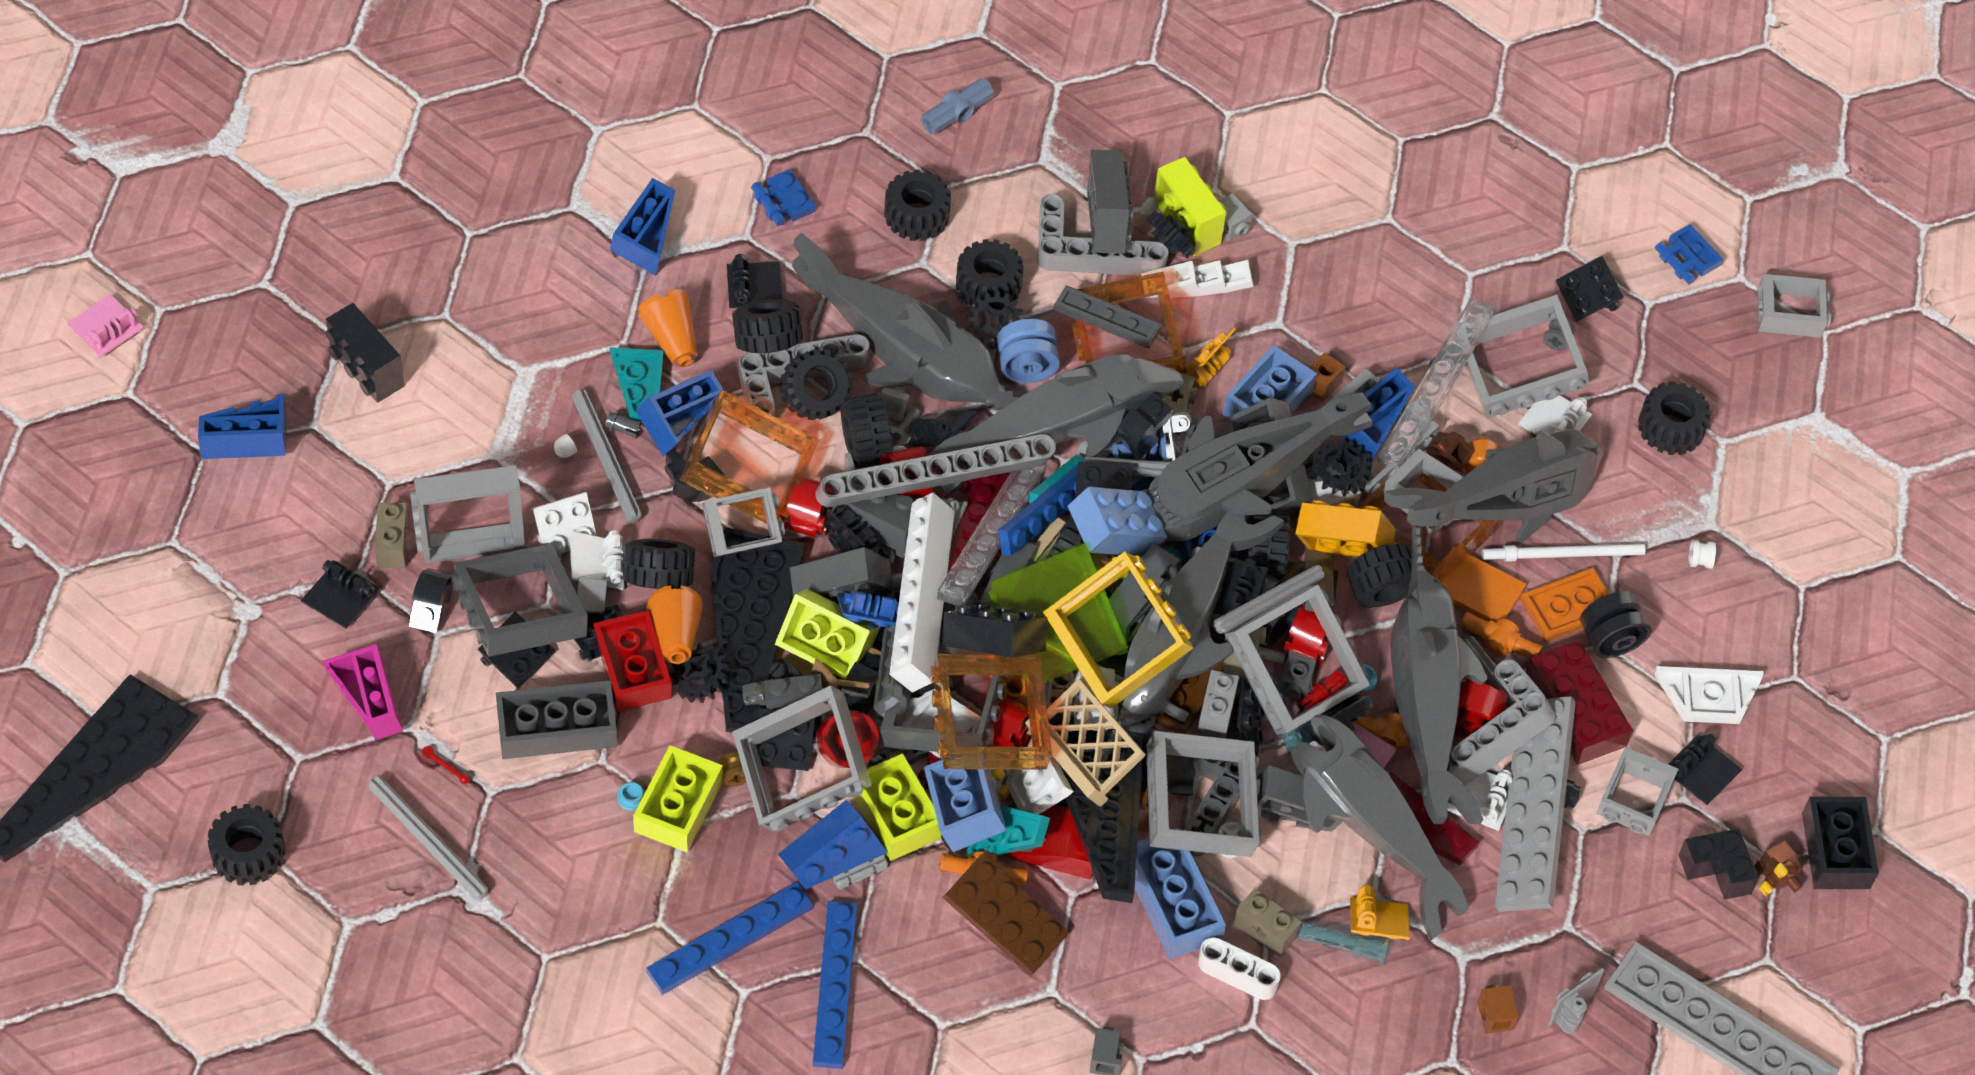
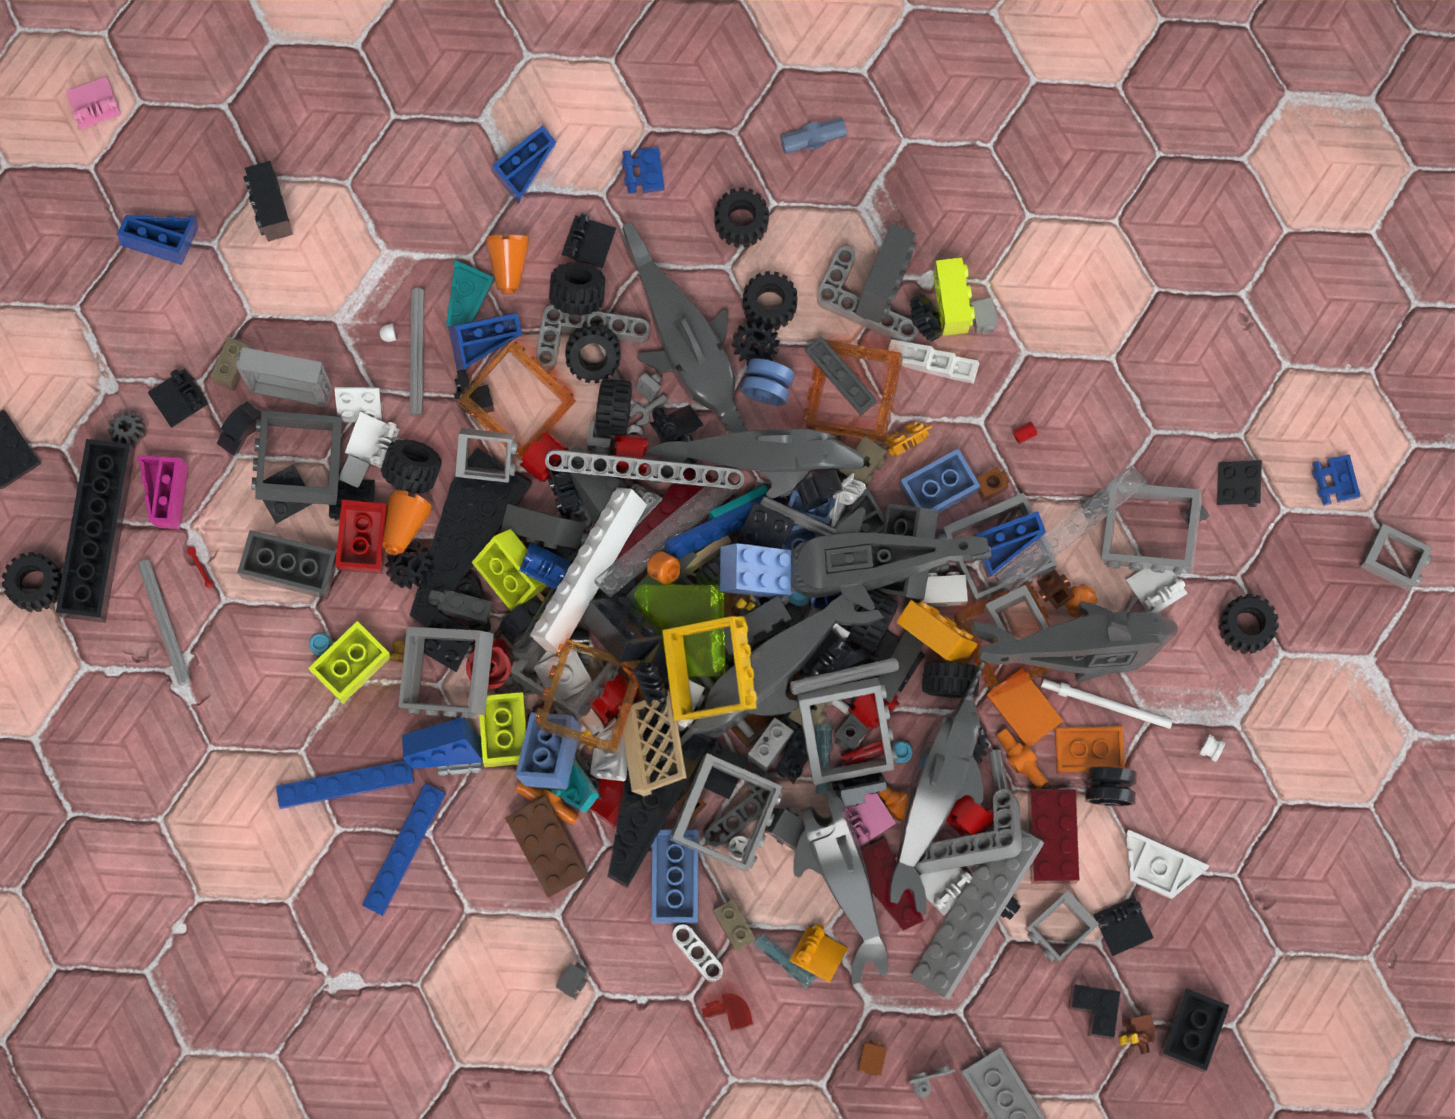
camera: 25 degrees right, 20 degrees up
(292, 644) = (119, 424): none -> dark grey gear
(303, 763) = (95, 531): none -> black brick
(623, 424) = (440, 330): dark grey pin -> none
(828, 679) = (498, 612): medium nougat piece -> none
(1009, 556) = (663, 567): none -> orange head
(1055, 665) = (653, 675): none -> black hinge
(1311, 1012) = (735, 1009): none -> clear red brick
(1334, 316) = (1024, 432): none -> red hinge
(1342, 467) = (967, 579): black gear -> none

